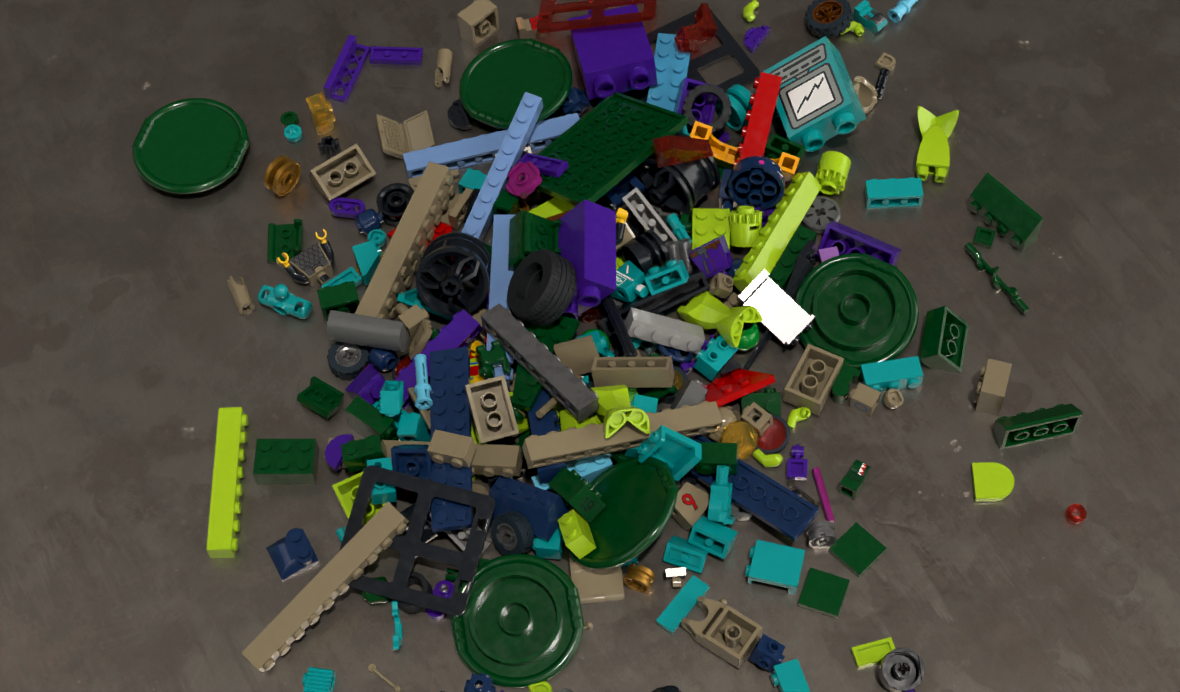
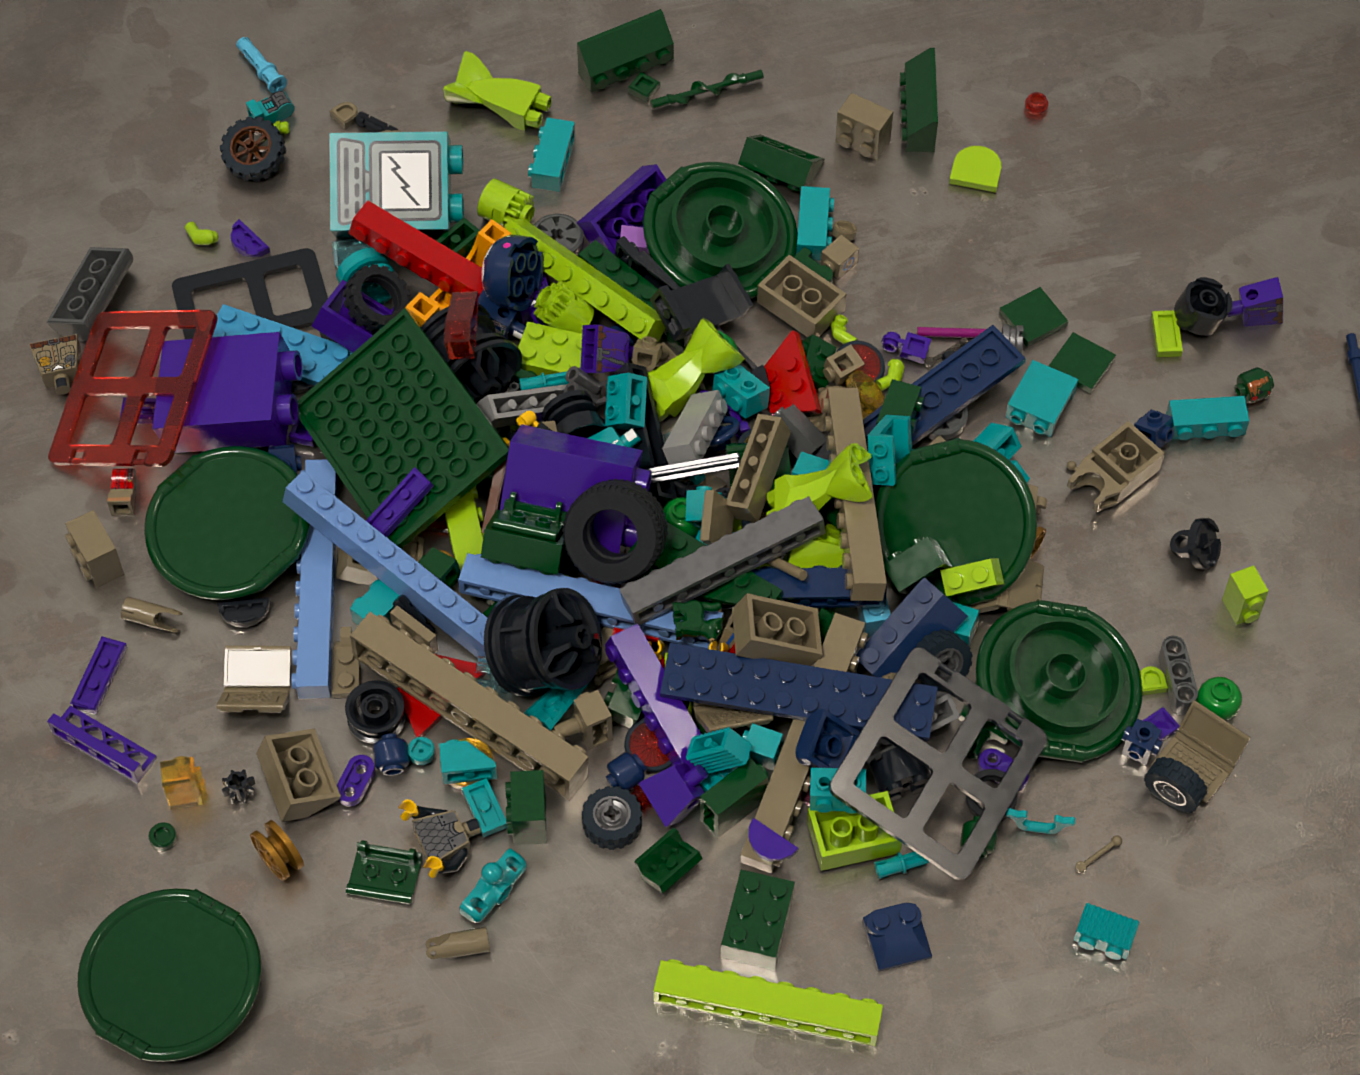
camera: 80 degrees left, 0 degrees up
(293, 133) = (190, 835): teal tile -> none
(325, 587) = (979, 882): dark tan brick -> none
(357, 452) = (791, 807): dark green brick -> none
(368, 331) = (600, 769): dark grey brick -> none
(420, 338) = (634, 708): dark tan tile -> none
(422, 388) = (714, 710): medium azure pin -> none
(452, 449) = (831, 681): dark tan brick -> none
(528, 185) = (425, 516): magenta plate -> none
(682, 604) = (1068, 507): teal tile -> none
(692, 37) = (219, 287): clear red arch -> none
(720, 498) = (949, 420): teal piece -> none
(854, 479) = (943, 294): dark green leg -> none

